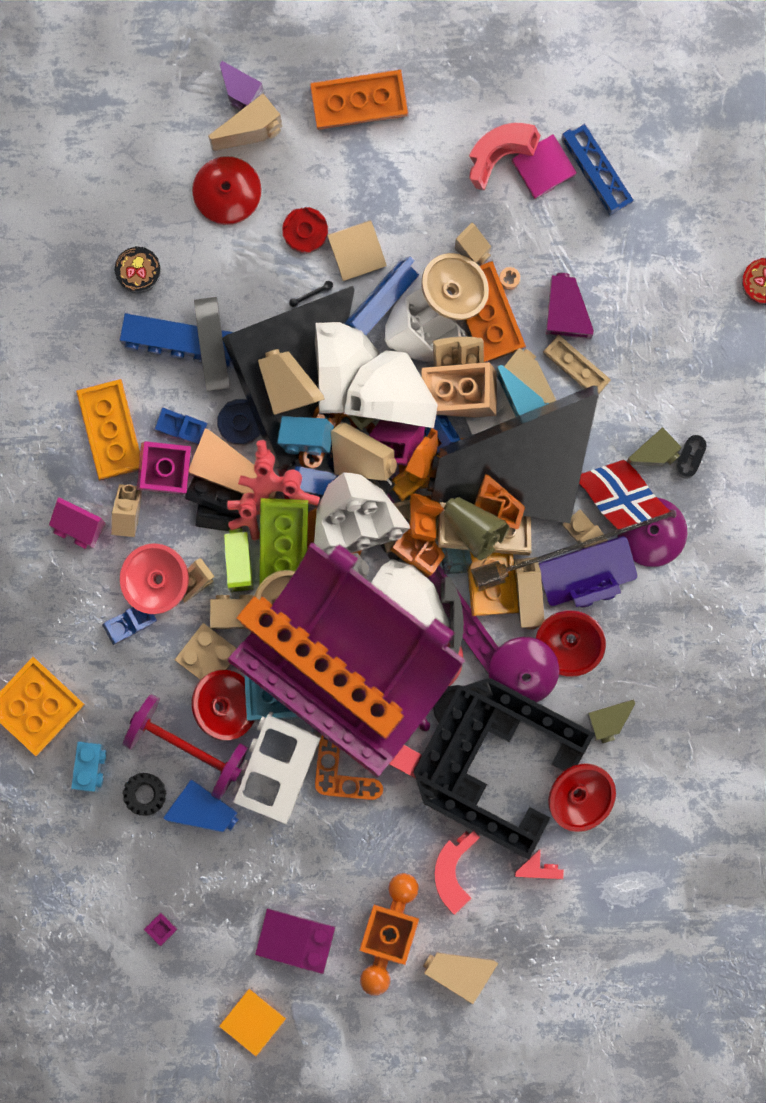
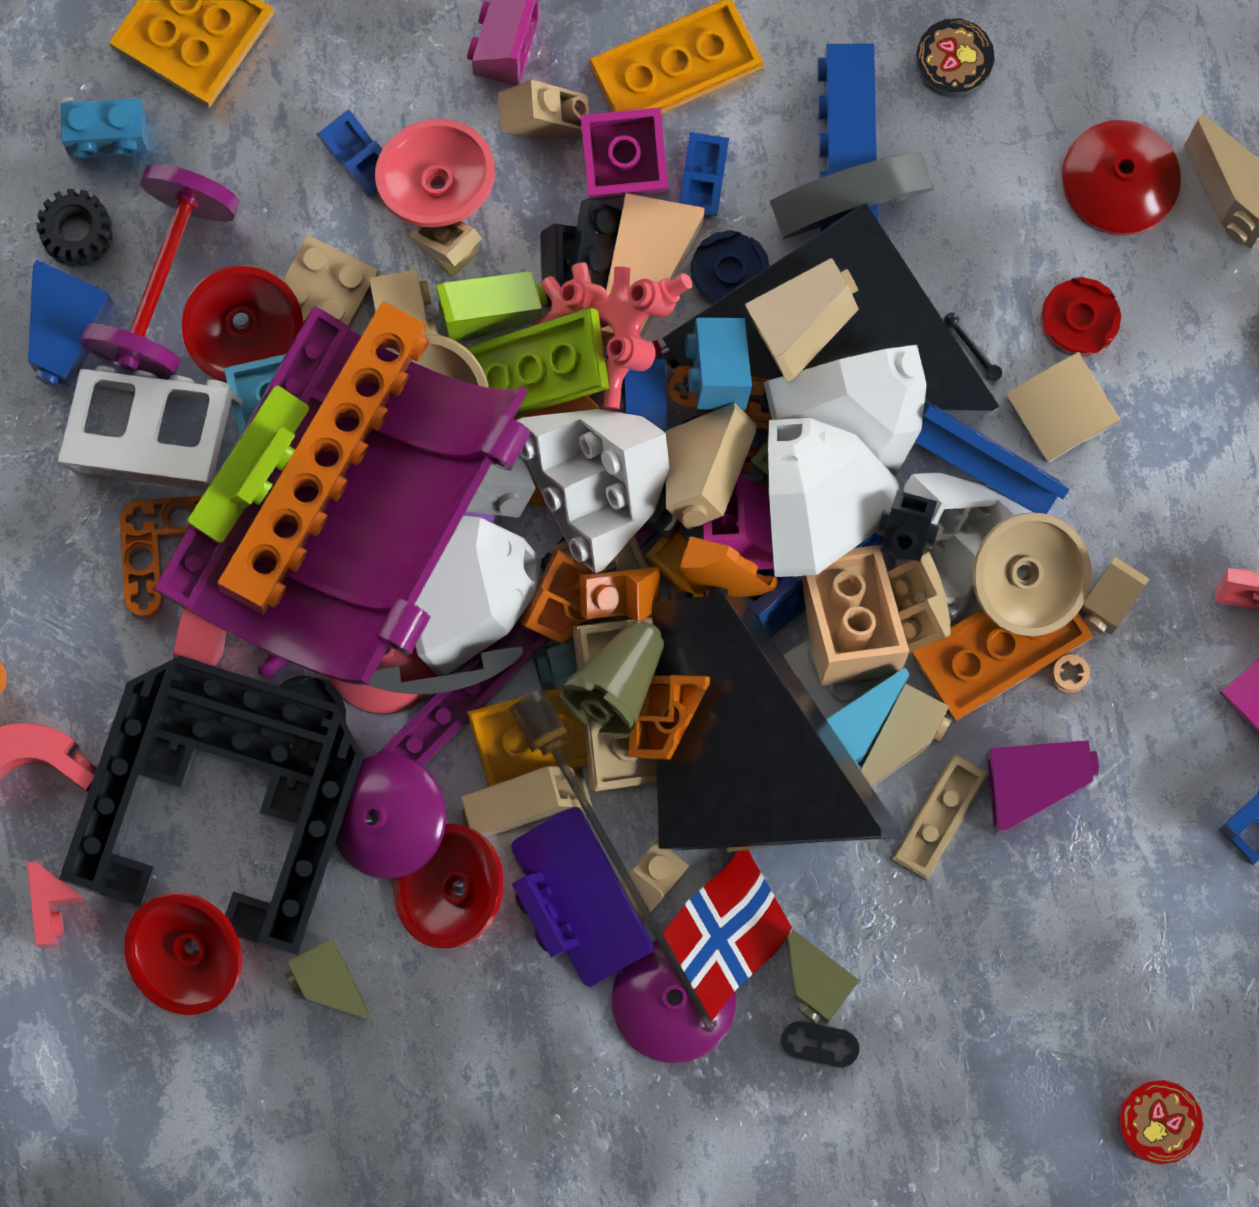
camera: 75 degrees right, 5 degrees down
(318, 708) = (249, 465): none -> lime bracket
(418, 348) = (908, 527): none -> black brick

